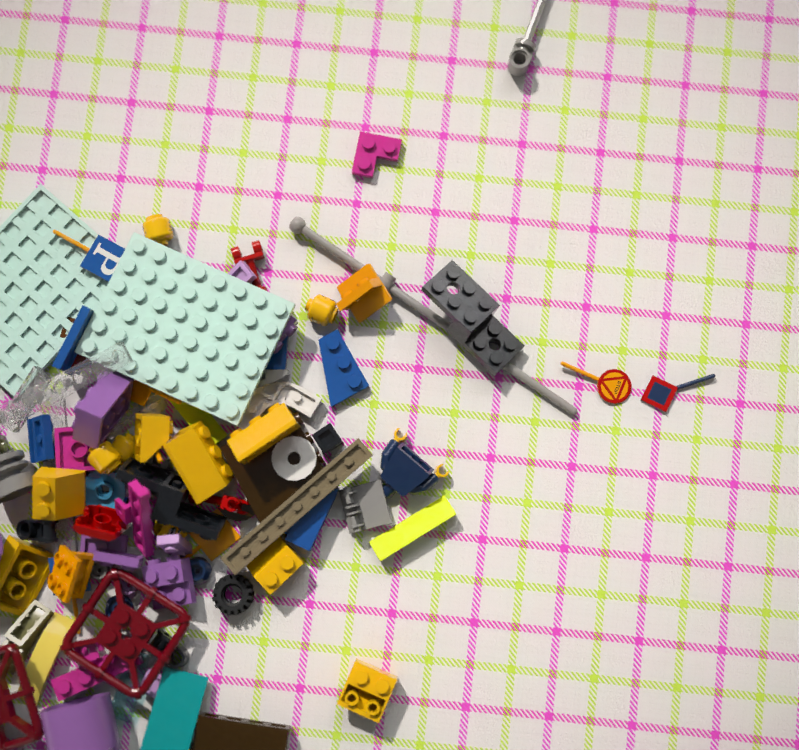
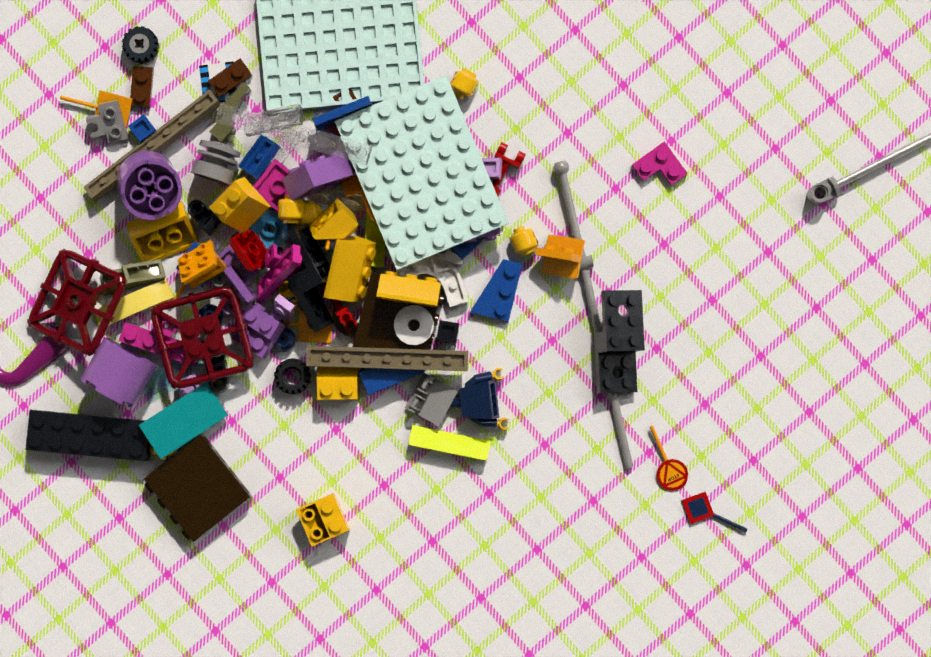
camera: 45 degrees right, 5 degrees up
(101, 257) = (410, 69): blue piece -> none

